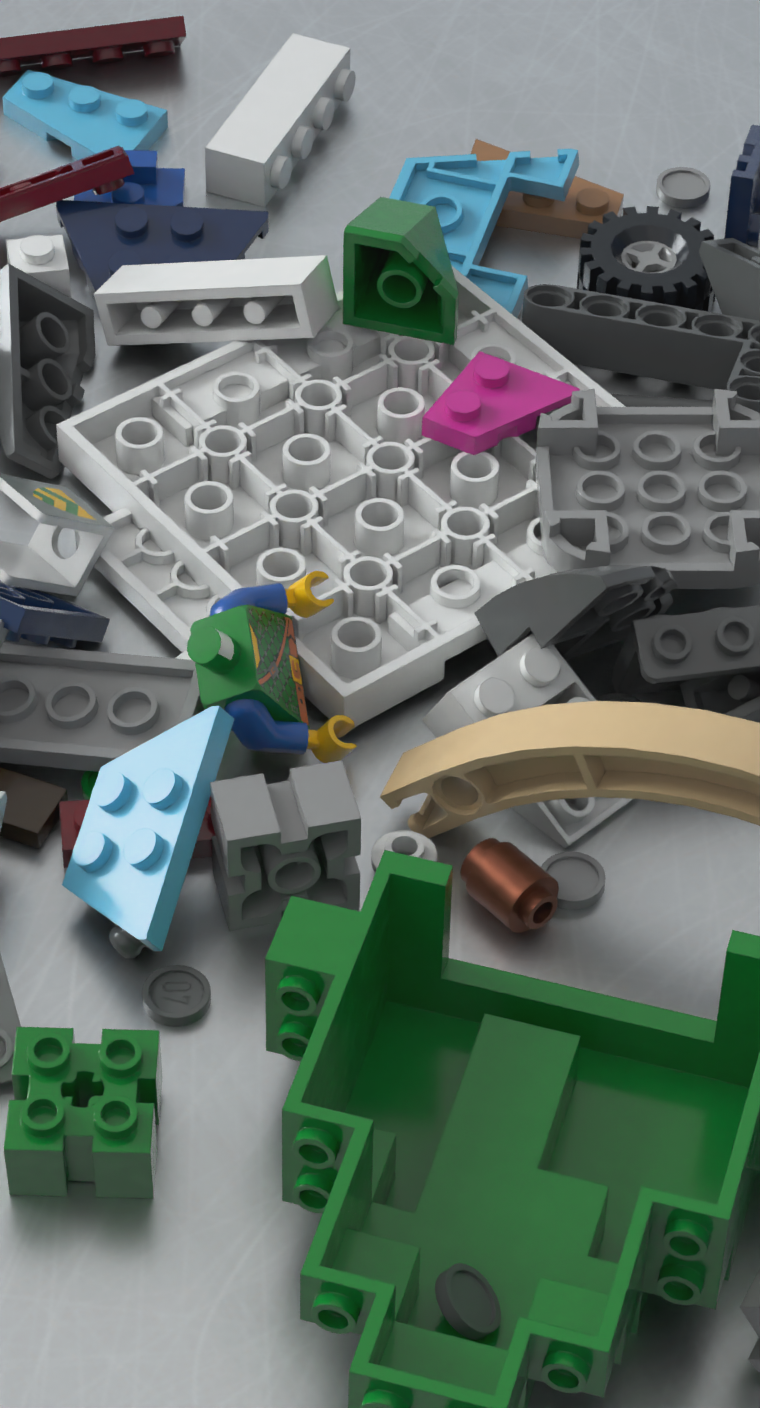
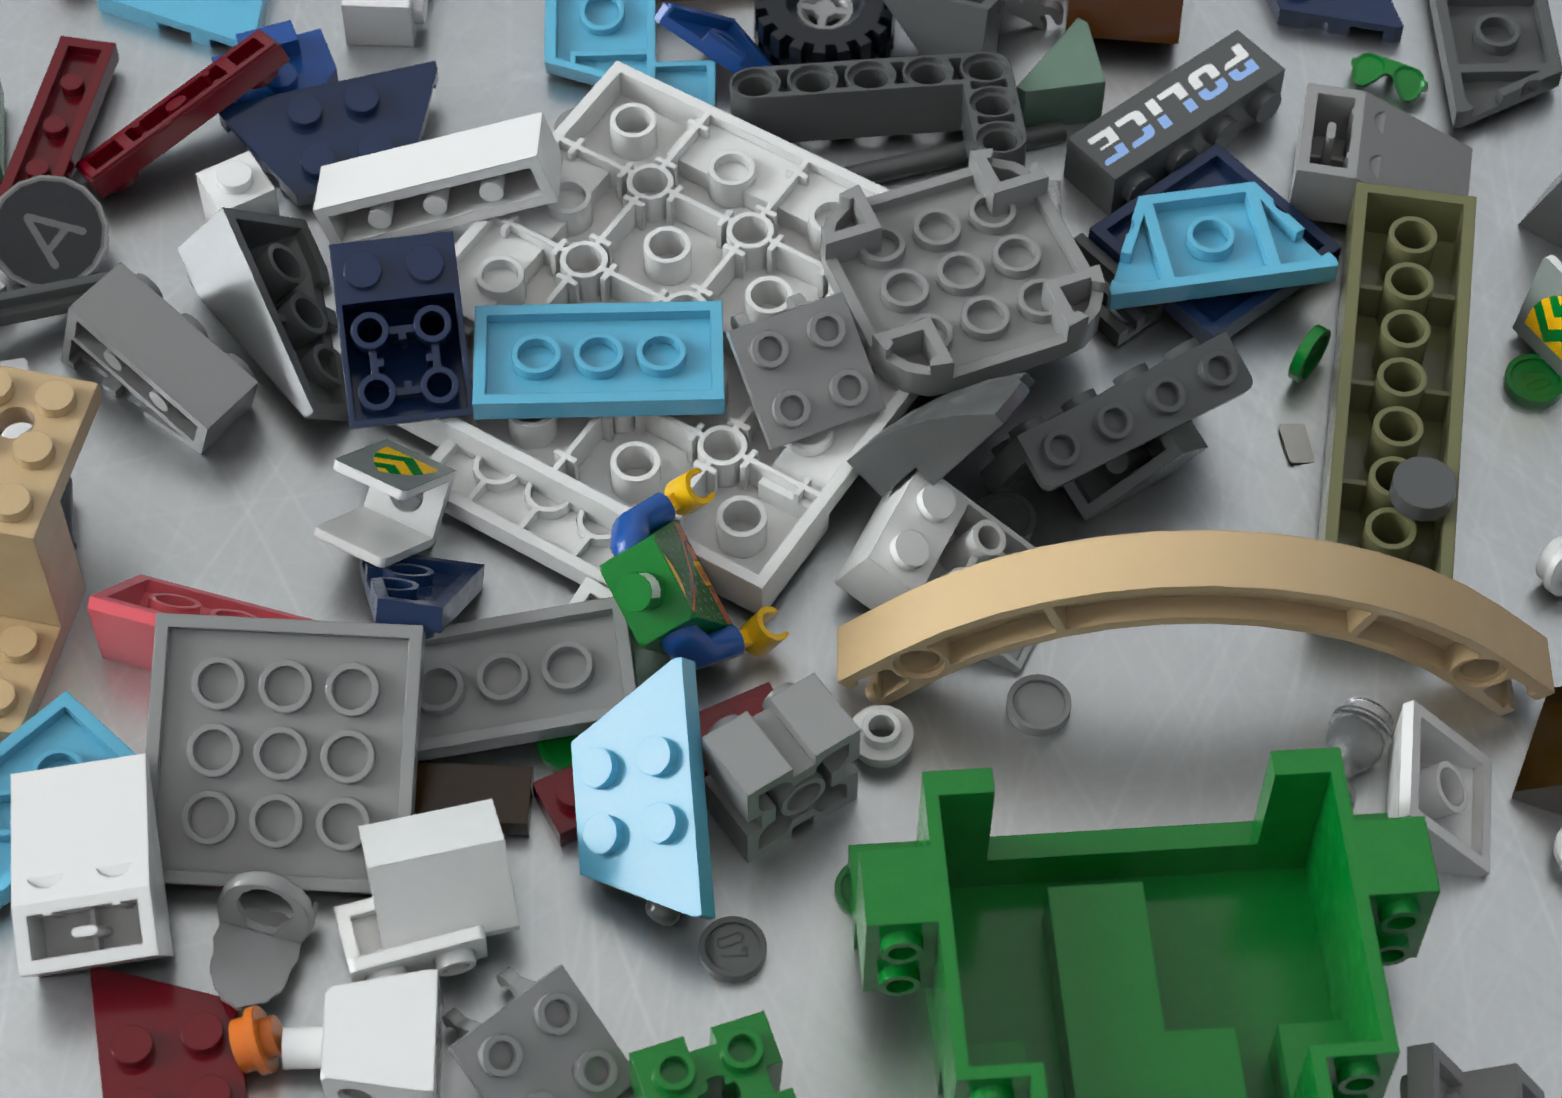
camera: 20 degrees left, 10 degrees up
(119, 396) = (401, 330): none -> dark blue slope
(285, 470) = (598, 360): none -> medium azure plate
(399, 272) = (617, 104): green slope -> none
(468, 525) = (804, 369): none -> light grey plate
(491, 404) = (760, 221): dark pink wing -> none
(510, 885) = (993, 734): copper brick -> none
(531, 253) = (713, 35): none -> blue tile

